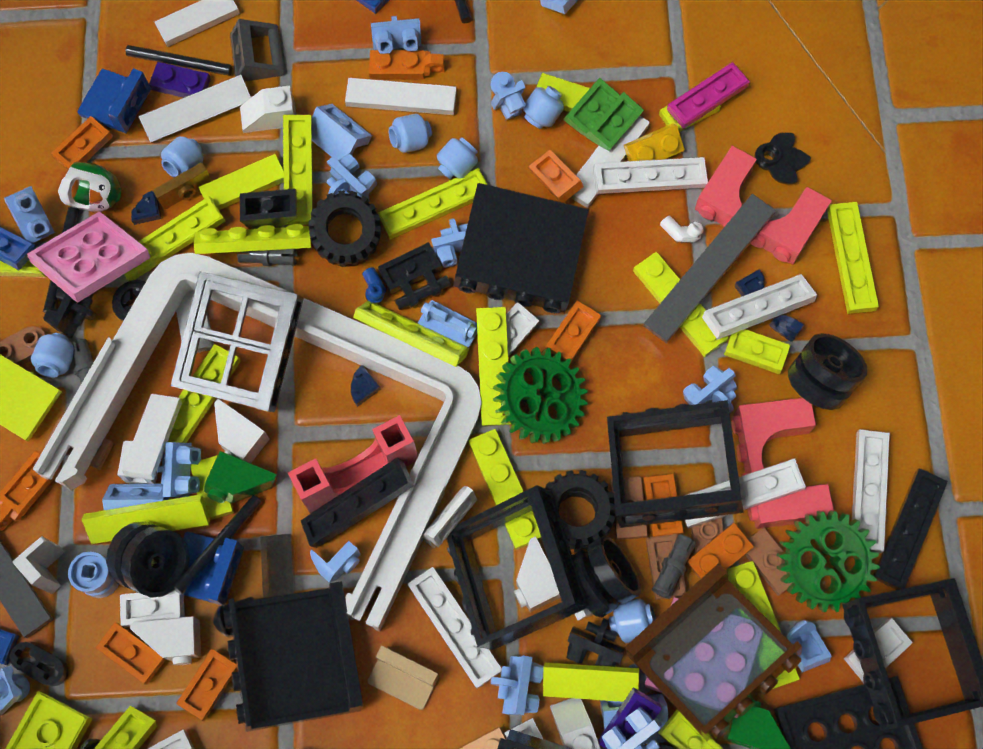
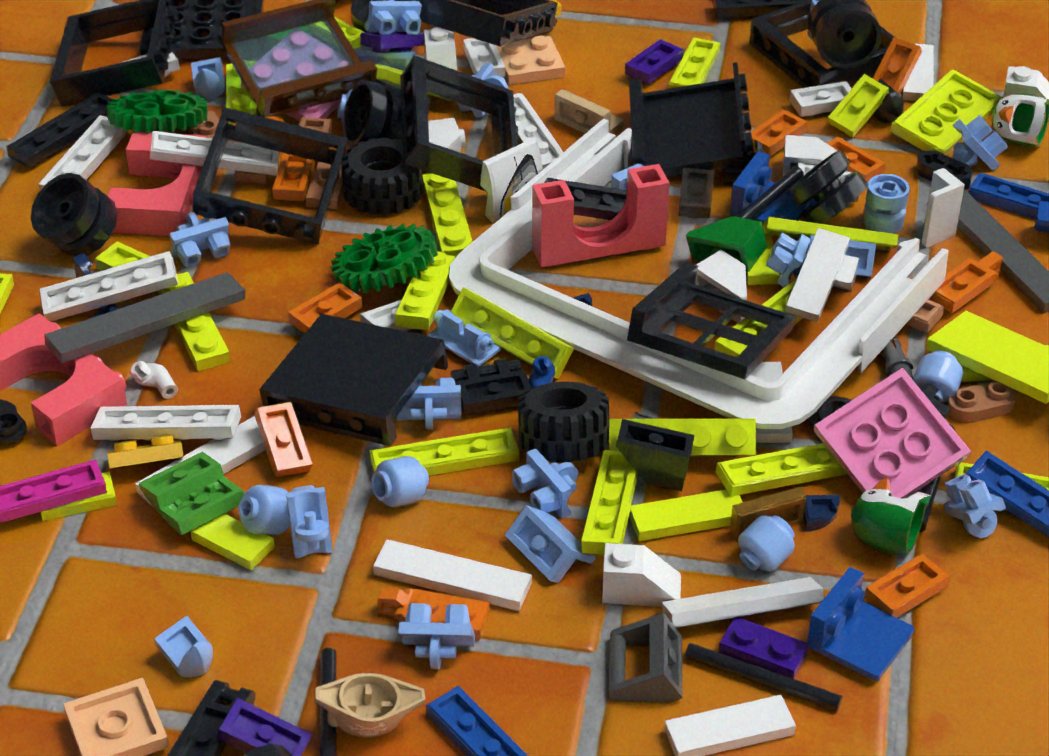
camera: 170 degrees left, 30 degrees down
(409, 133) = (453, 518): light blue head -> none
(673, 566) = (317, 114): dark grey pin -> none

